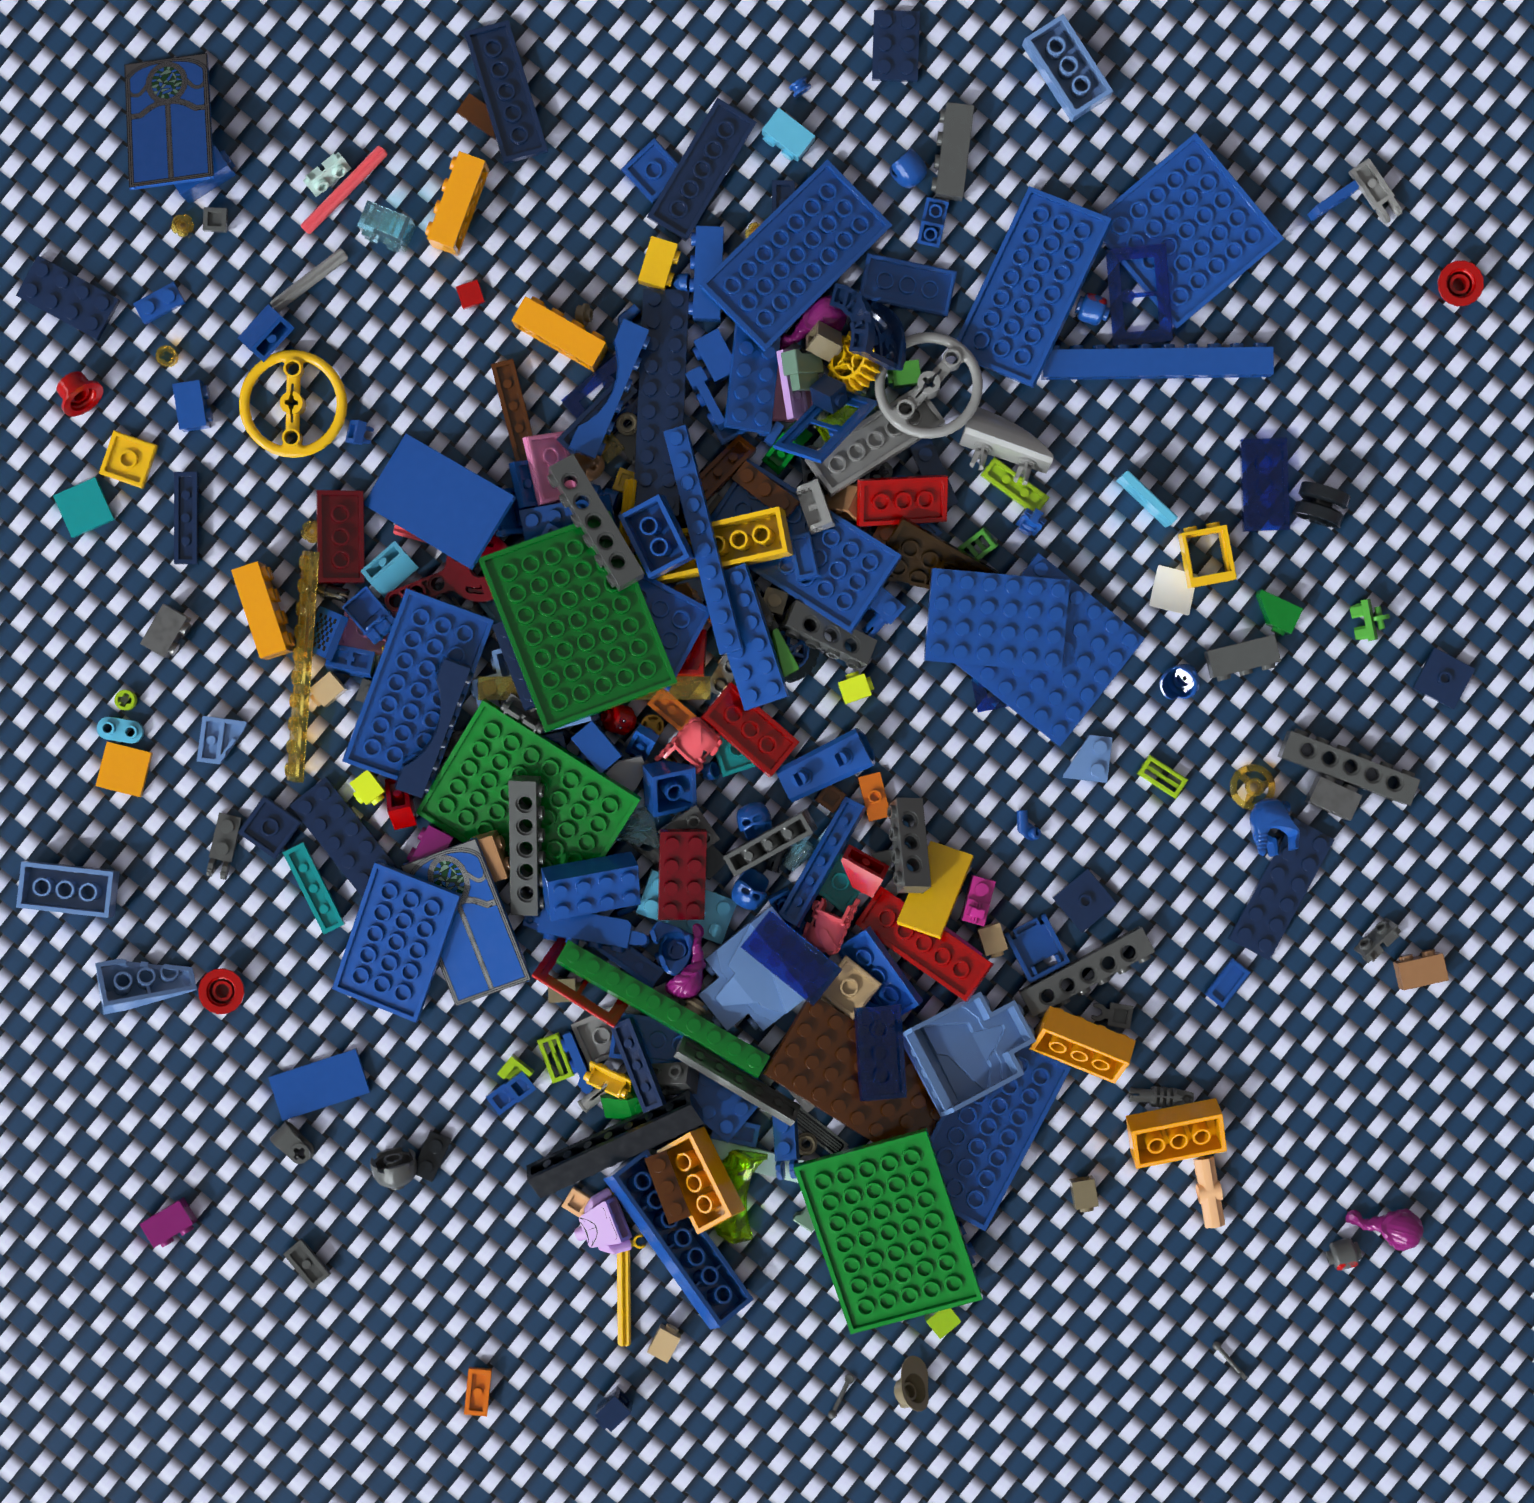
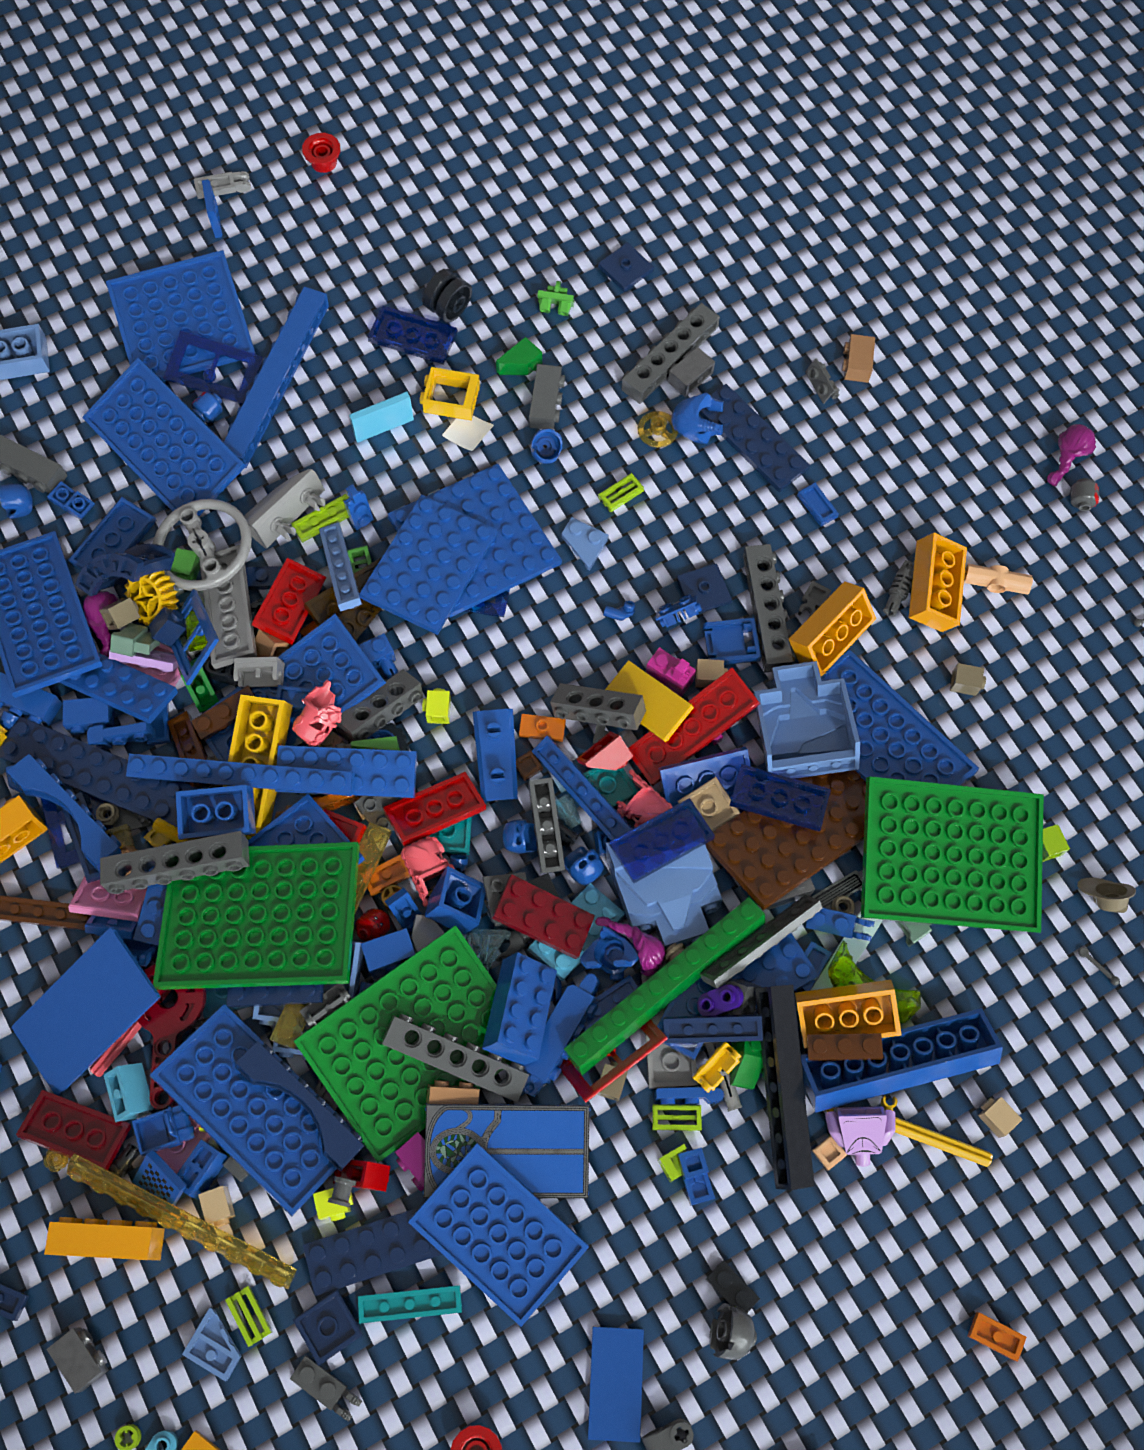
camera: 70 degrees left, 20 degrees down
(241, 771) = (258, 1336): none -> lime tile
(377, 795) = (342, 1191): none -> dark grey bush
(613, 1409) = (1056, 1194): dark blue brick -> none
(664, 1061) = (718, 1001): none -> dark purple plate
(775, 431) = (182, 694): blue tile -> none
(787, 587) = (317, 716): none -> coral helmet
(957, 534) = (340, 567): none -> medium blue plate
(1046, 884) = (666, 611): none -> blue hinge

